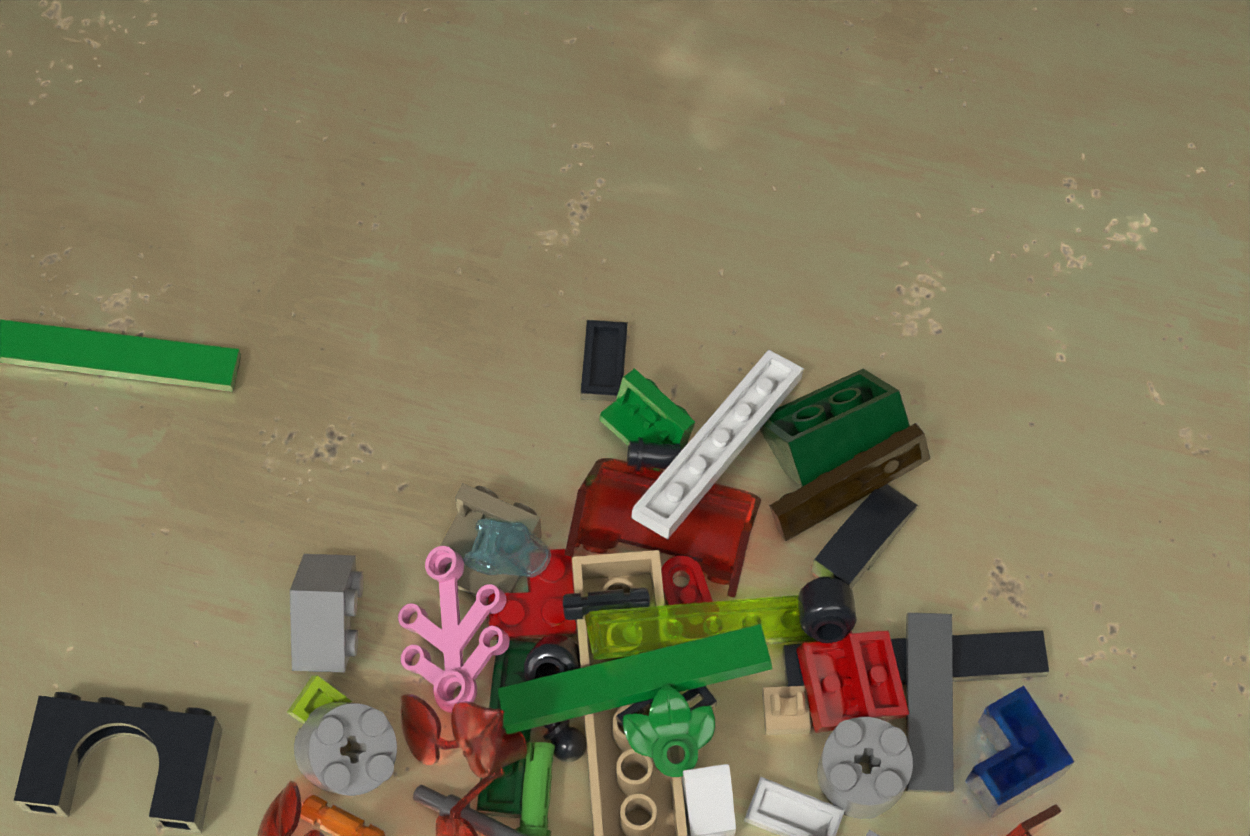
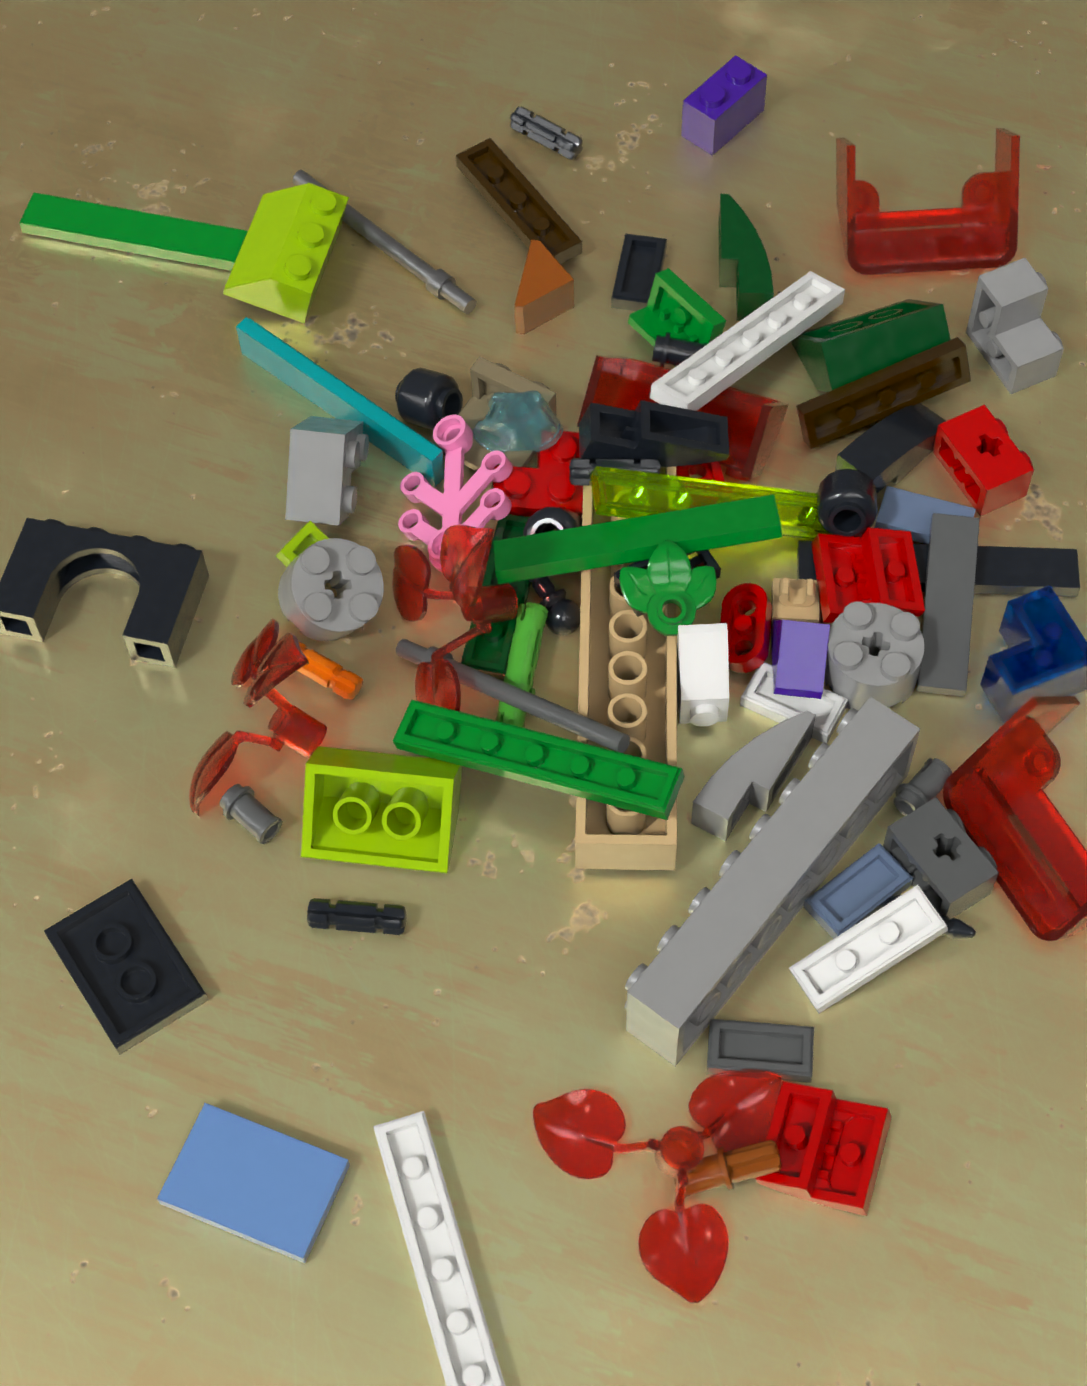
camera: 10 degrees right, 5 degrees down
(259, 368) = (287, 249): none -> lime slope
(330, 531) = (340, 400): none -> teal tile
(410, 387) = (436, 281): none -> flat silver bar
(415, 522) = (427, 397): none -> black head
(480, 295) = (517, 200): none -> dark brown plate
(498, 210) = (546, 132): none -> black axle
(514, 391) = (544, 290): none -> dark orange slope
(639, 562) = (653, 431): none -> black slope
(668, 171) = (723, 105): none -> dark purple brick
(703, 344) = (742, 259): none -> dark green slope
(744, 746) = (744, 630): none -> red plate
(795, 771) = (799, 657): none -> slope
(882, 299) = (909, 241): none -> clear red windscreen
(887, 604) = (913, 512): none -> sand blue tile
(950, 564) = (983, 460): none -> red brick
(963, 403) = (1009, 326): none -> light grey brick

